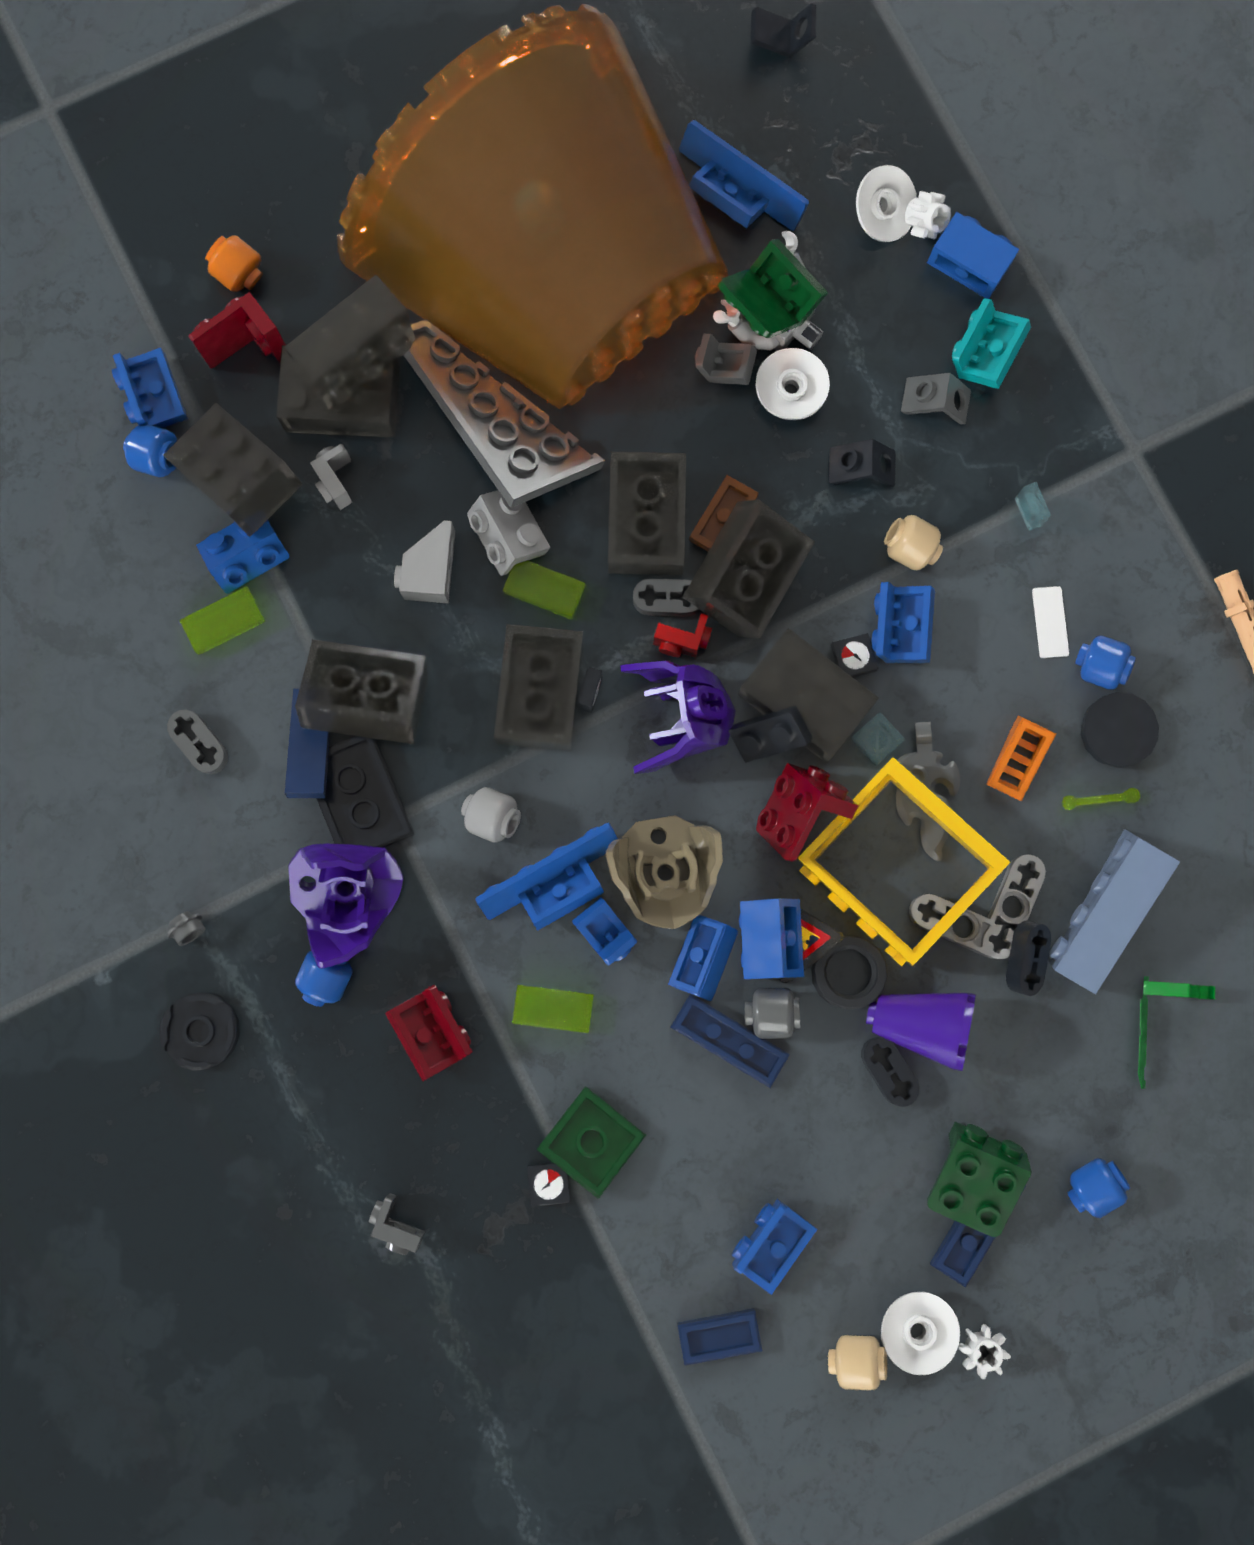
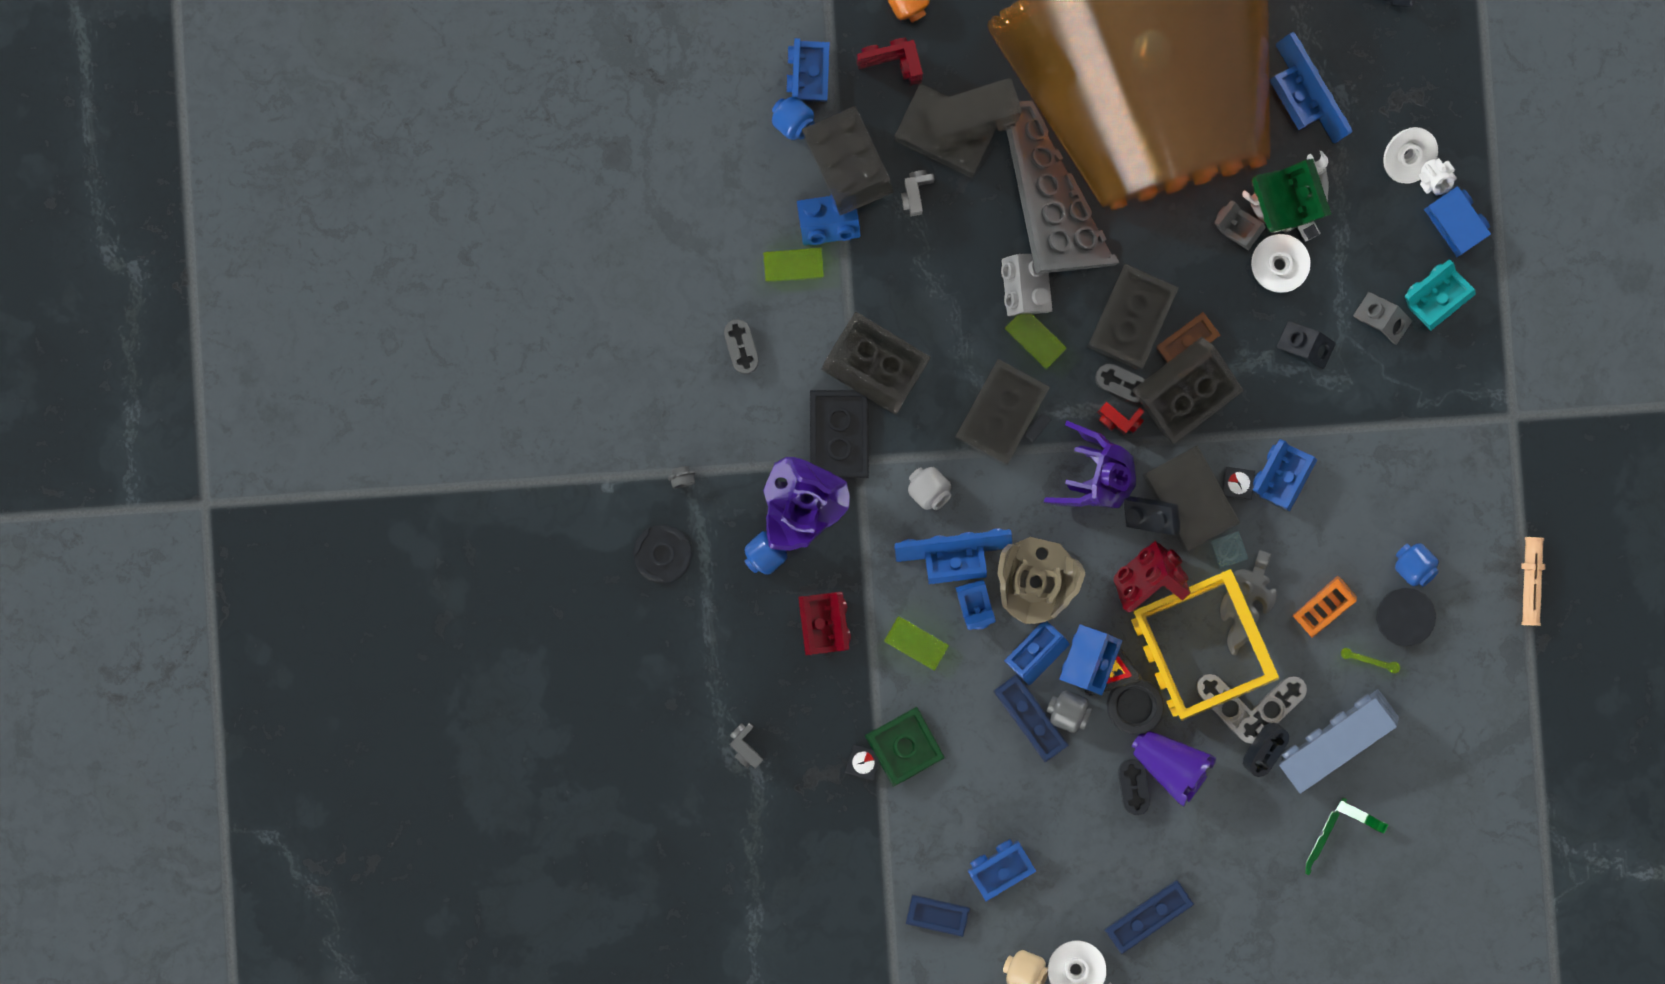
camera: 25 degrees right, 5 degrees up
(306, 759) = (817, 389): dark blue tile -> none
(428, 566) = (957, 289): light grey slope -> none
(913, 542) = (1317, 418): tan head -> none
(980, 1180) = (1163, 885): dark green bracket -> none
(1032, 506) = (1415, 428): clear light blue tile -> none
(1050, 622) = (1392, 517): white sticker -> none
(1098, 1188) = (1243, 926): blue head -> none

